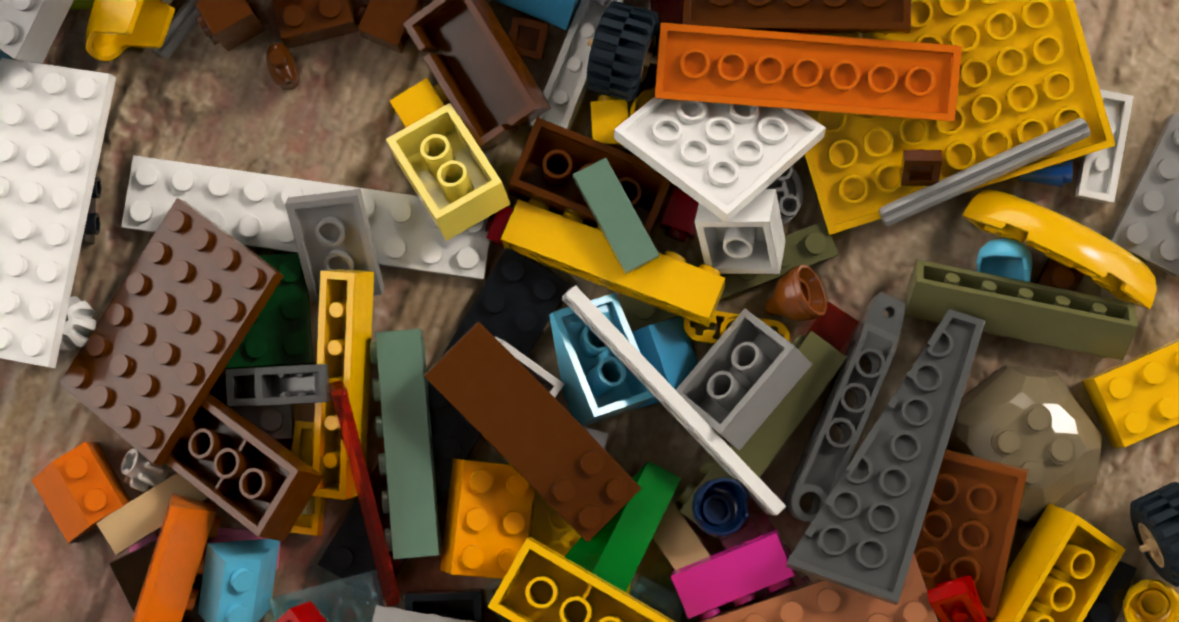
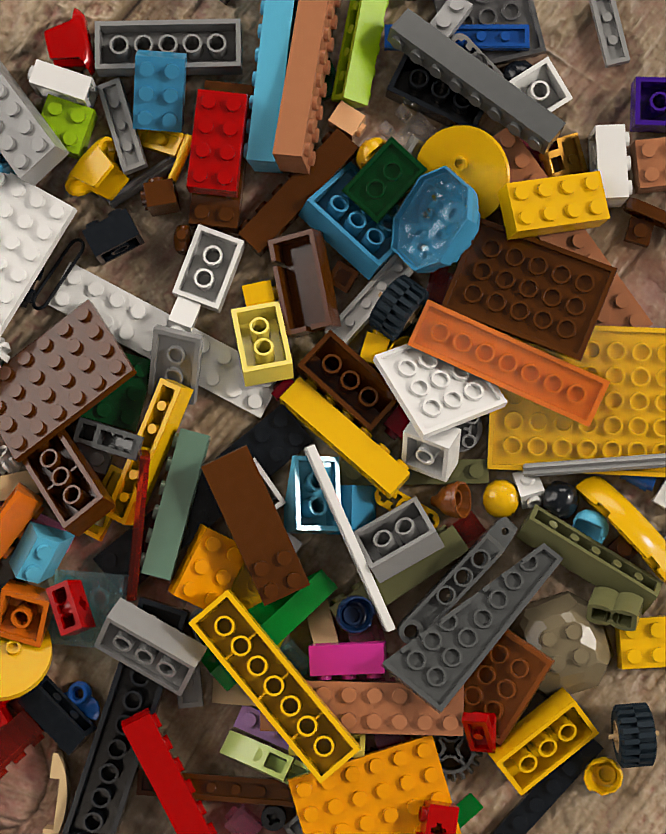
camera: 20 degrees right, 0 degrees up
(131, 182) = (64, 276): none -> black piece
(180, 95) = (112, 236): none -> black brick
(322, 169) = (184, 314): none -> white brick
(333, 93) = (209, 268): none -> white brick
(615, 216) = (356, 409): sand green tile -> none
(863, 269) = (501, 498): none -> yellow hair
(899, 242) = (529, 489): none -> white bracket
(920, 167) = (558, 447): reddish brown plate -> none
(949, 239) = (561, 499): none -> black hair
(1083, 365) = (614, 608): none -> olive brick

